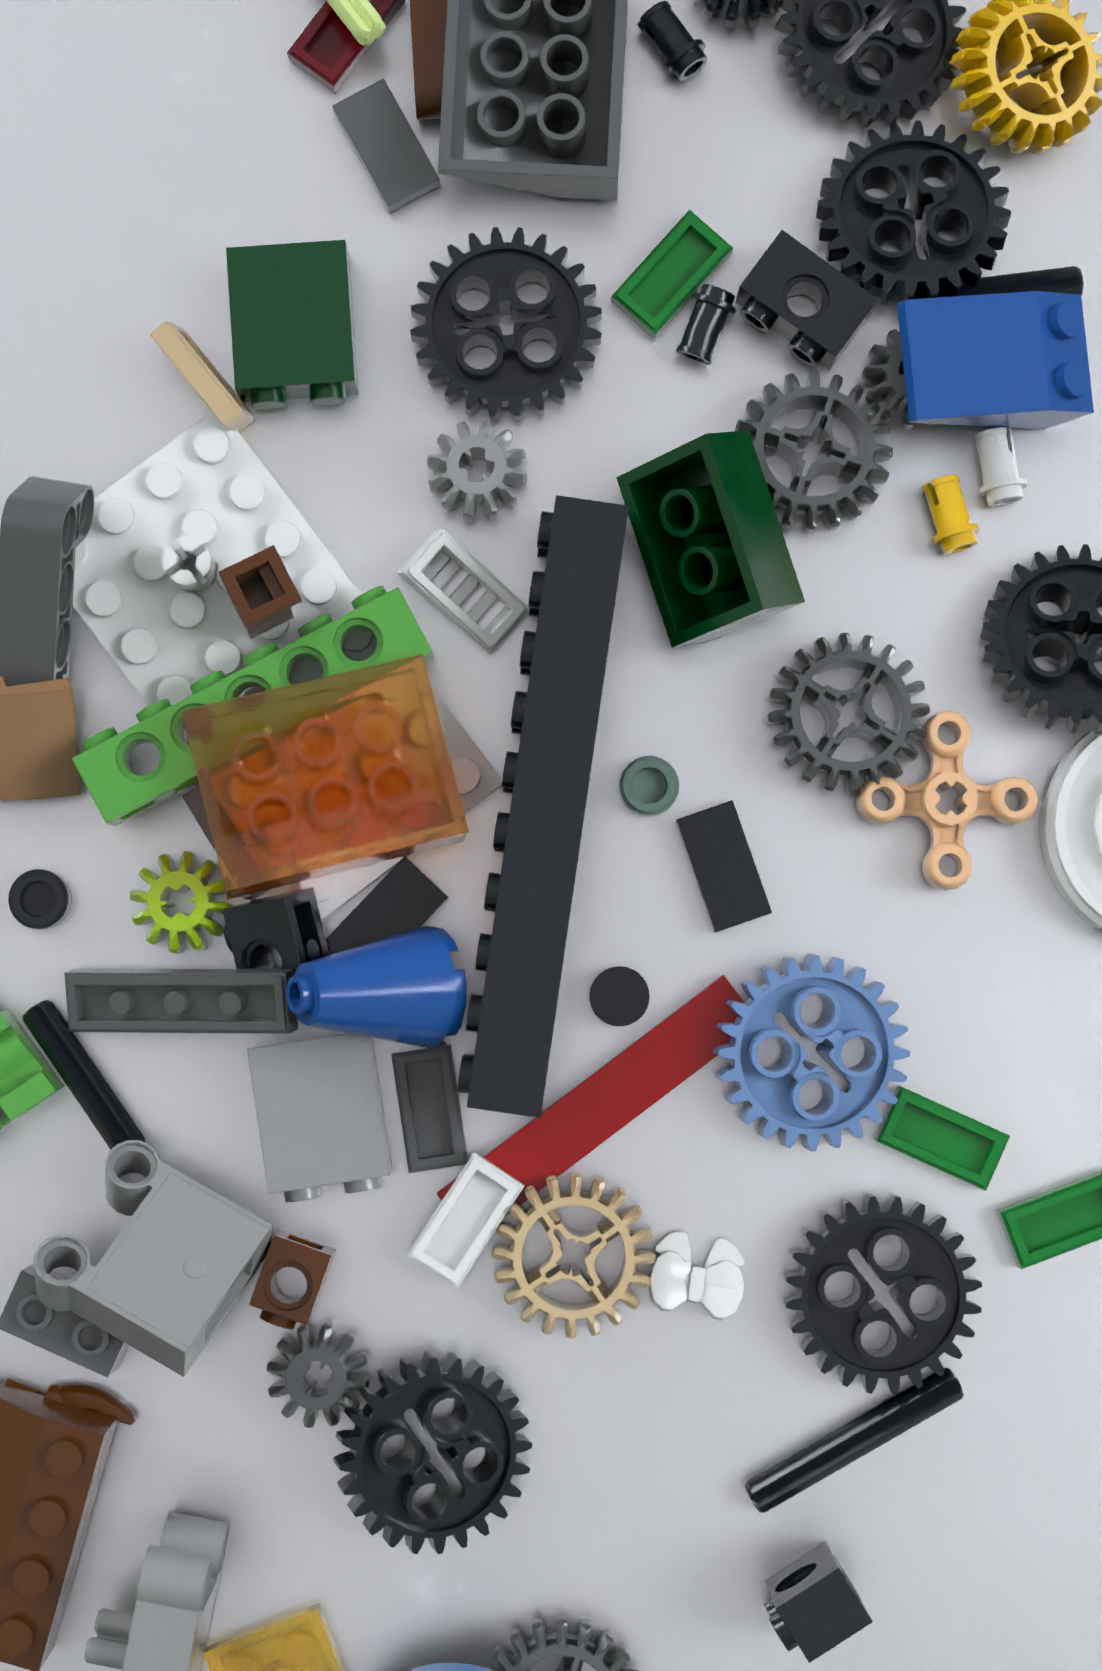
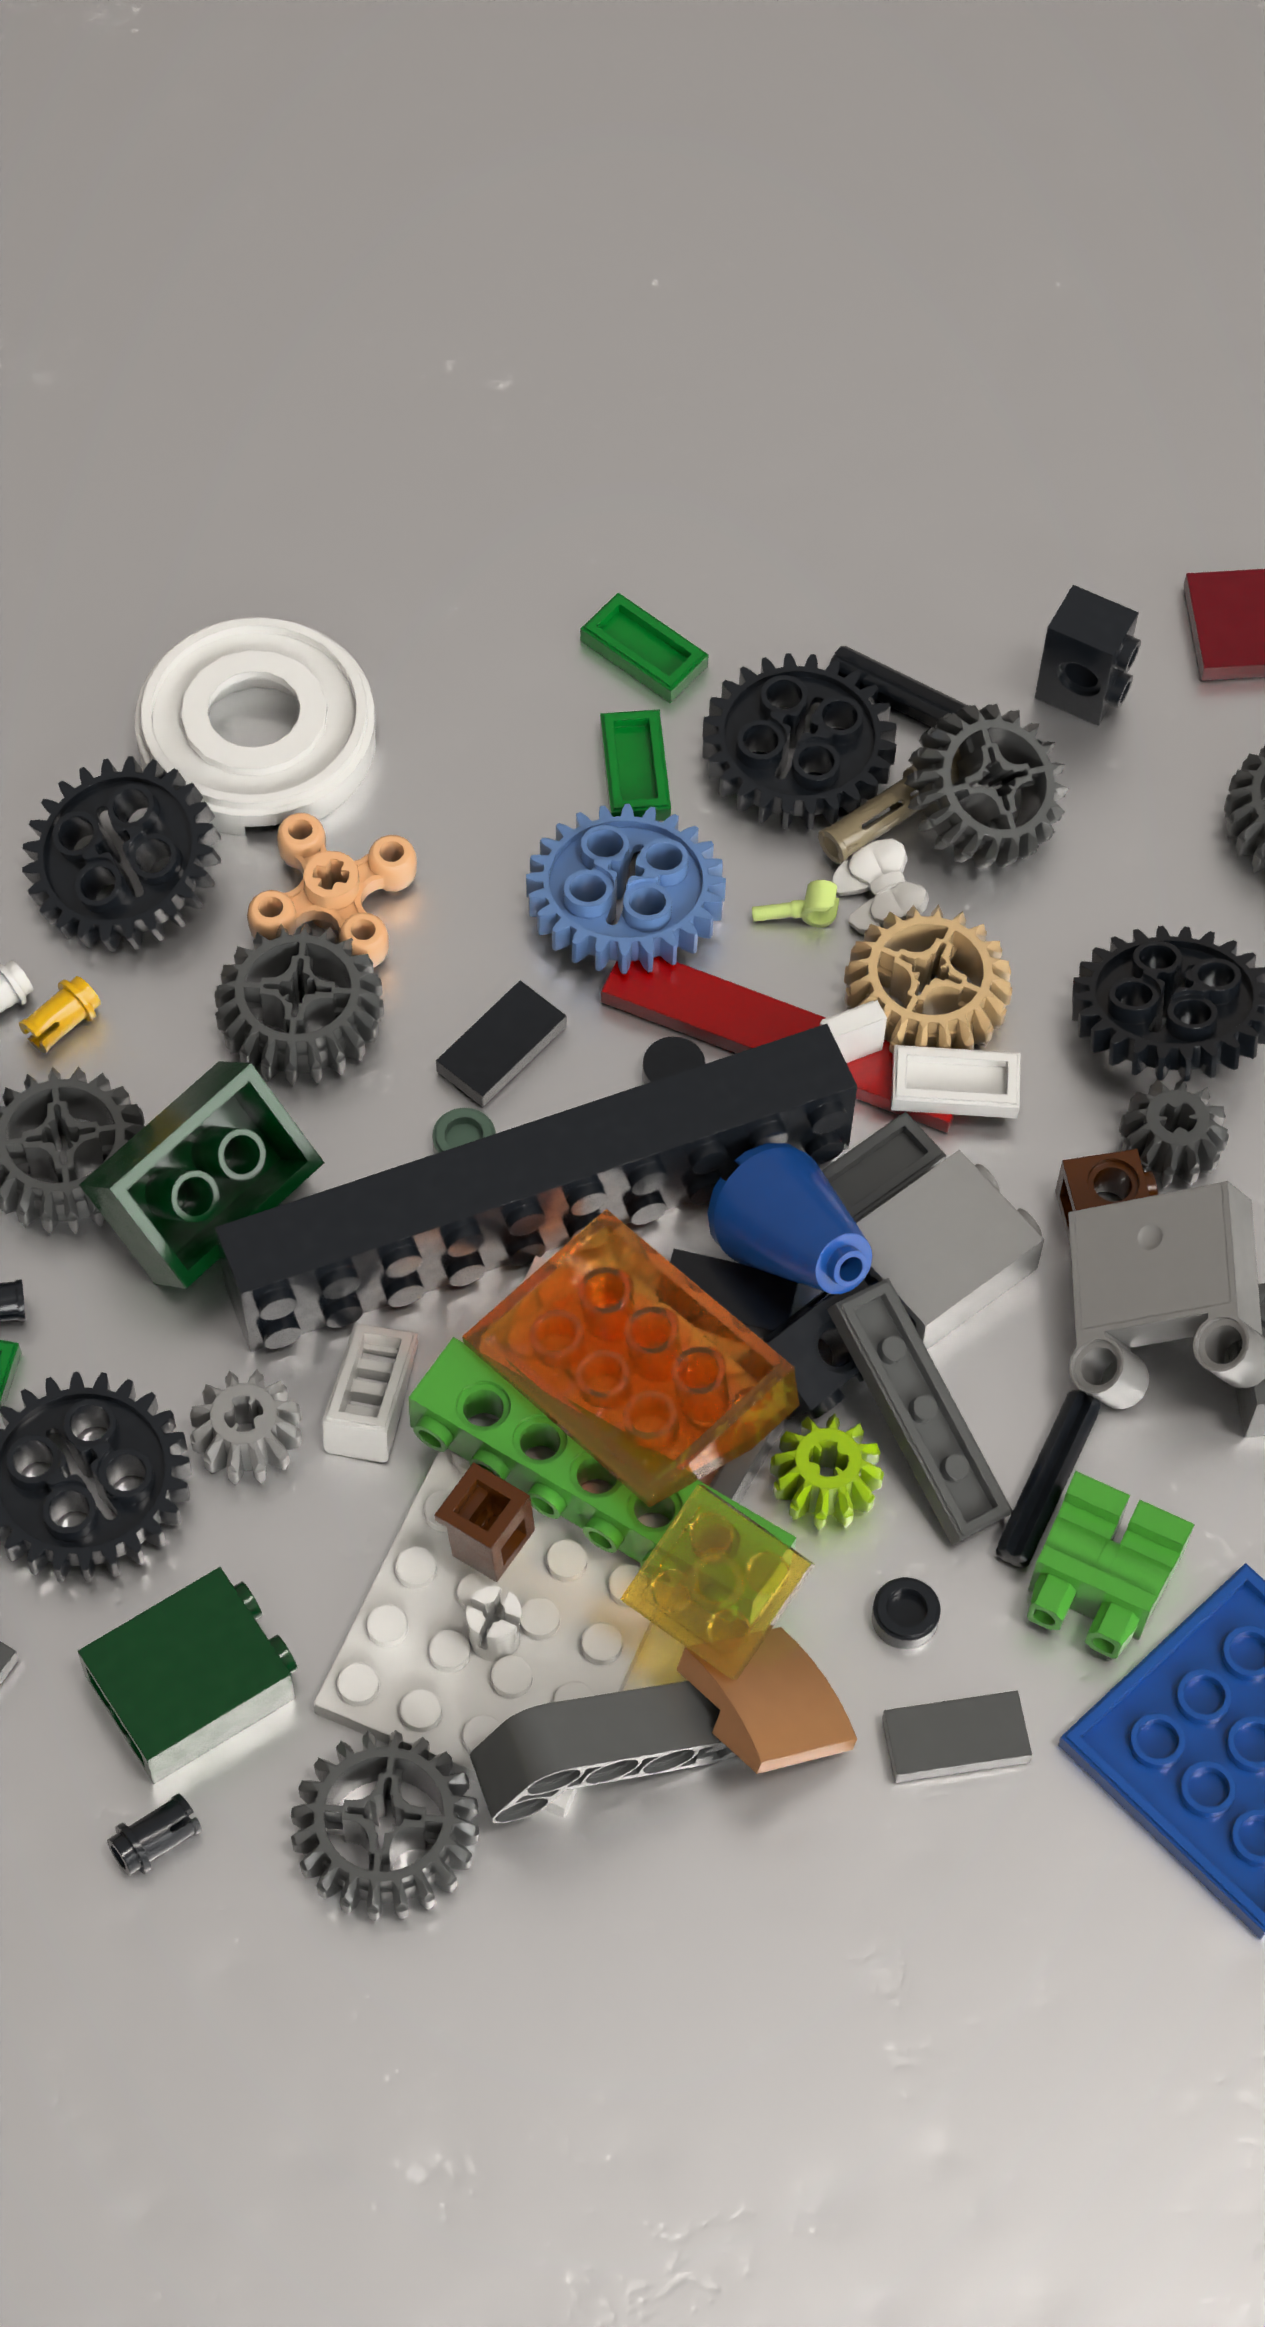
camera: 120 degrees left, 25 degrees down
(91, 732) = (717, 1582): none -> clear yellow plate
(101, 387) = (358, 1819): none -> dark grey gear
(182, 236) = (153, 1835): none -> black pin
(202, 376) = (291, 1729): tan tile -> none
(550, 1152) = (858, 1030): none -> white tile
(704, 1441) = (992, 754): none -> dark grey gear
(708, 1212) = (817, 909): none -> yellowish green hand
(773, 1356) = (847, 834): none -> dark tan pin

